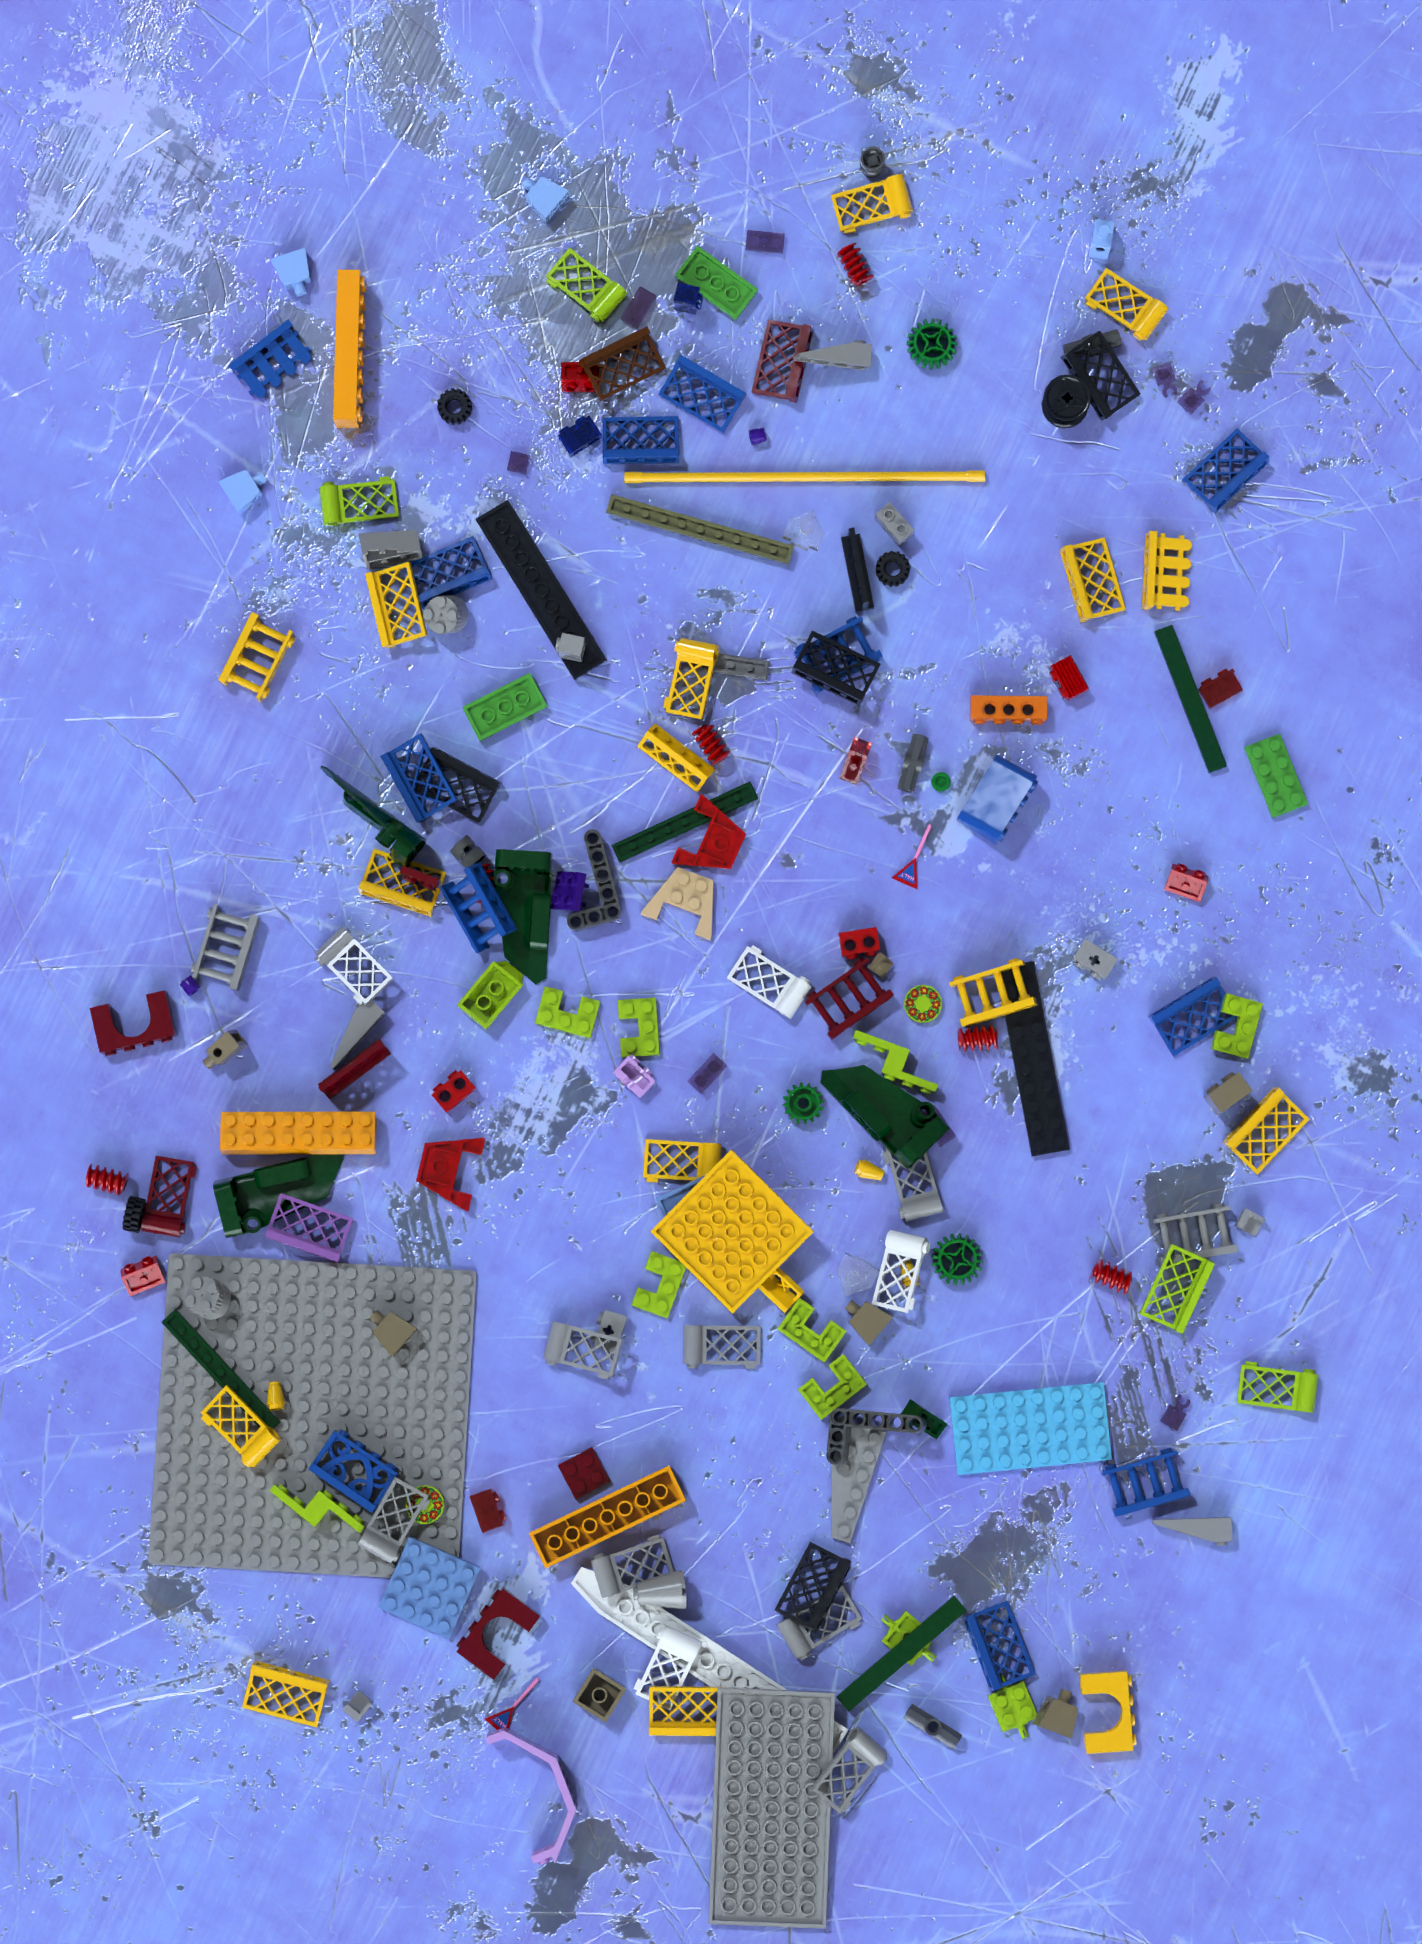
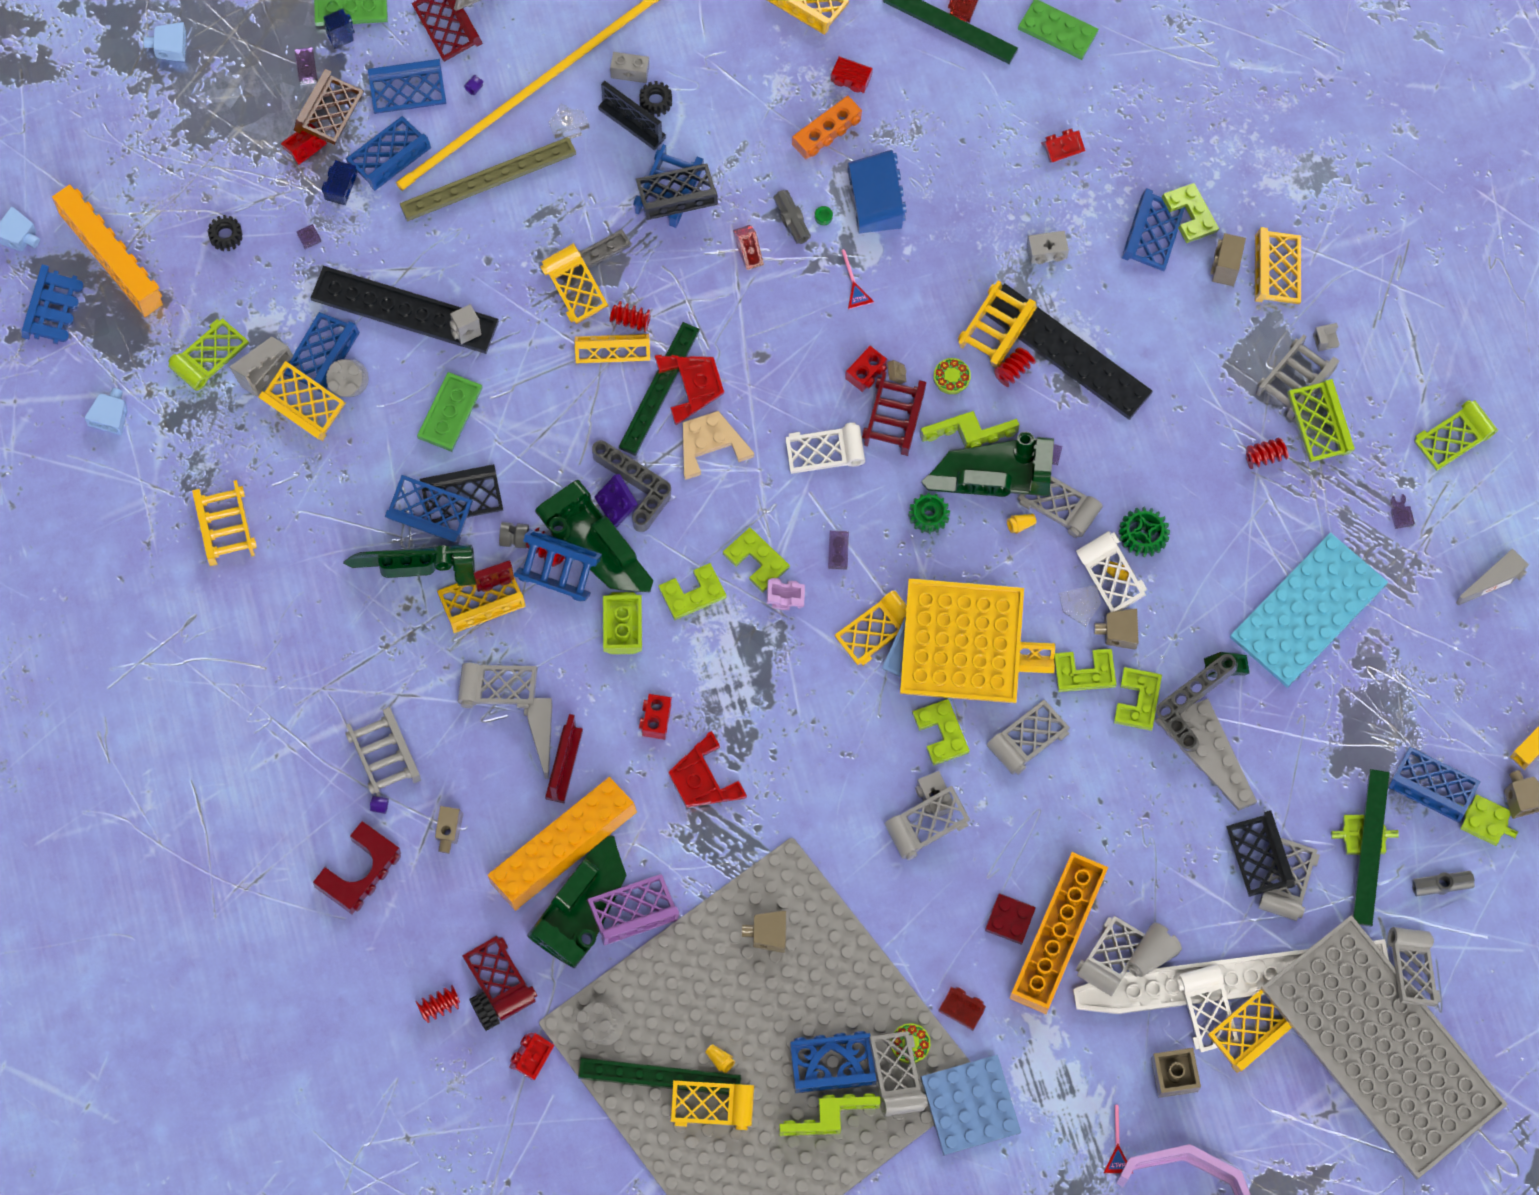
camera: 45 degrees left, 15 degrees down
(474, 1648) = (1046, 1121): dark red arch -> none
(606, 298) = (276, 74): lime piece -> none
(1159, 1496) = (1445, 578): blue fence -> none

